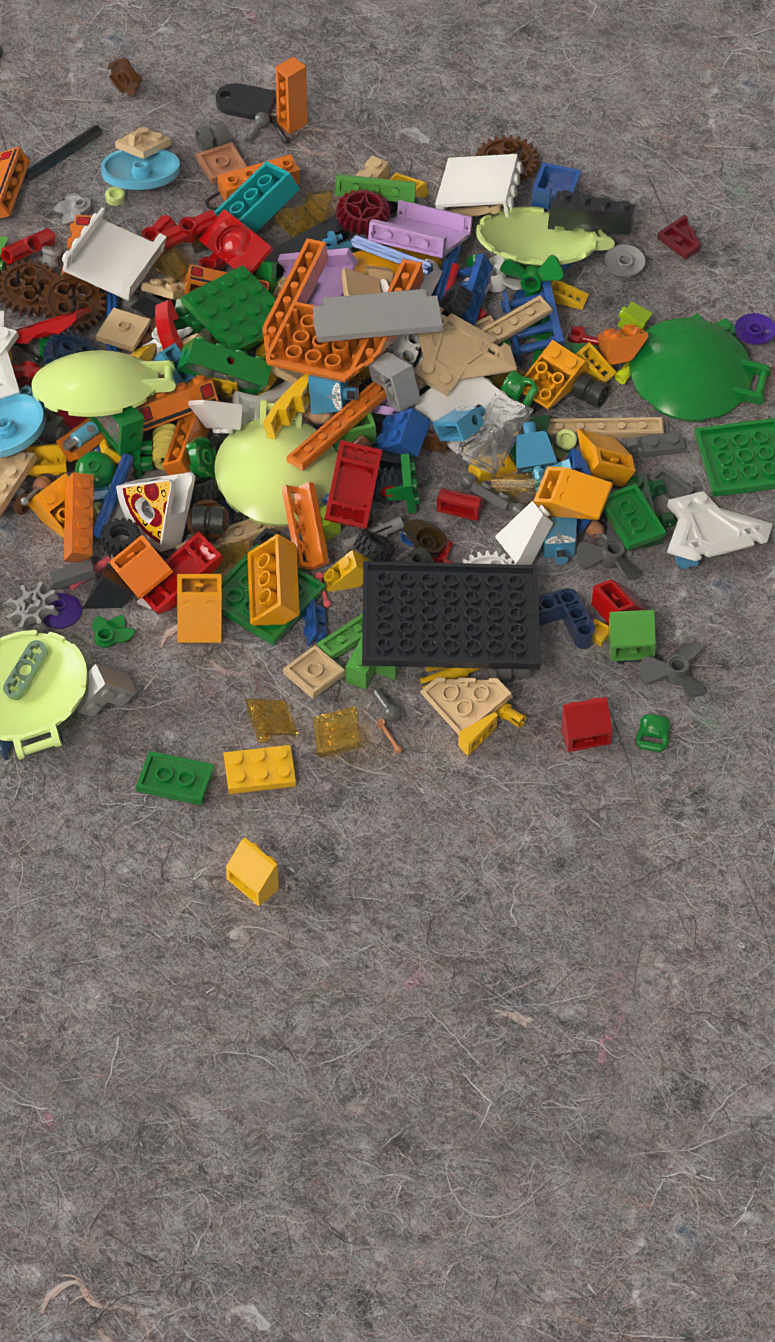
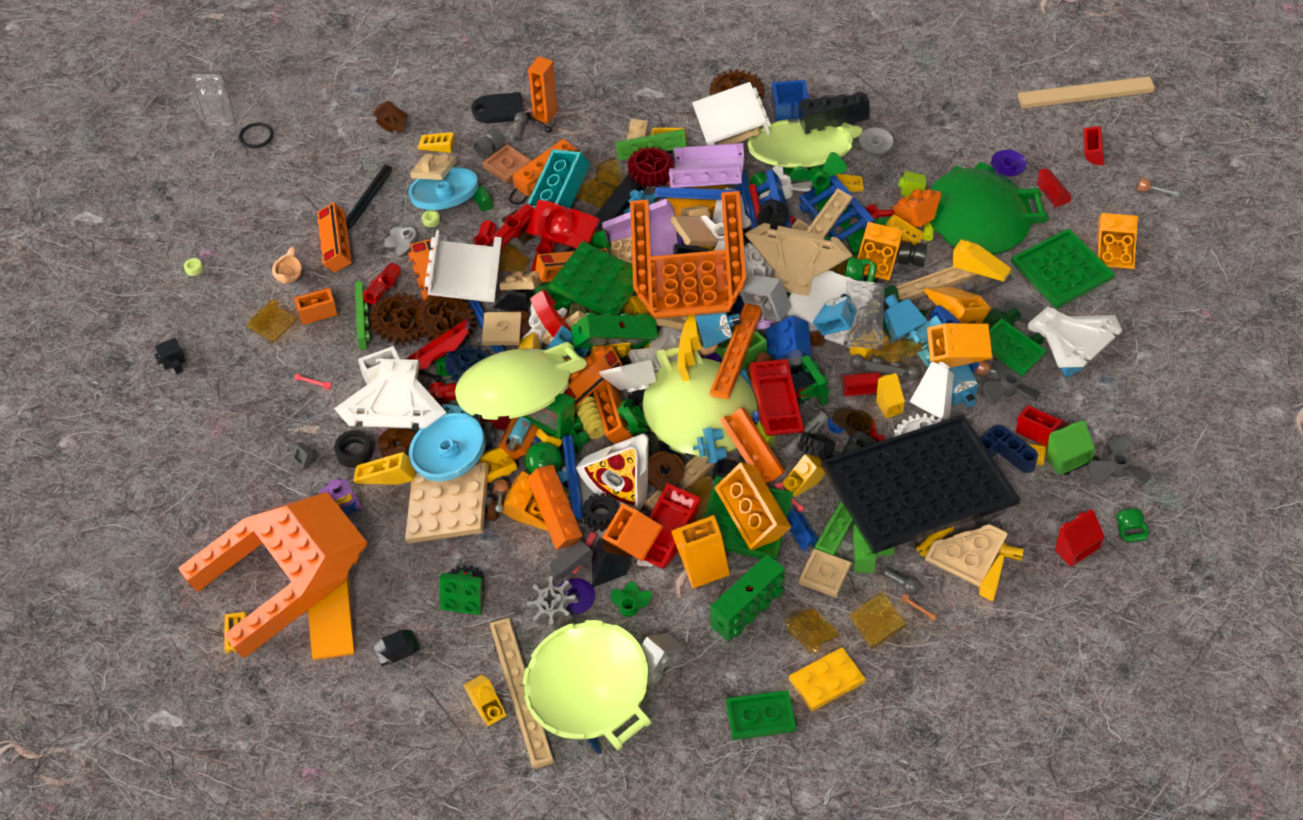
camera: 20 degrees left, 0 degrees up
(12, 681) = (582, 679): sand green beam -> none
(50, 256) = (405, 286): light grey wheel -> none
(170, 123) = (442, 142): none -> yellow slope
(176, 193) = (483, 199): none -> green brick
(207, 519) = (669, 470): pearl dark grey wheel -> none
(220, 666) = (747, 598): none -> green brick
(253, 872) = (881, 779): yellow slope -> none
(264, 520) = (710, 436): none -> dark azure hips
(376, 315) = (727, 246): light grey slope -> none
(477, 524) = (890, 396): none -> yellow slope
(566, 439) = (917, 299): yellowish green tile -> none
(654, 420) = (977, 260): none -> yellow slope
(680, 238) = (907, 110): dark red wing -> none

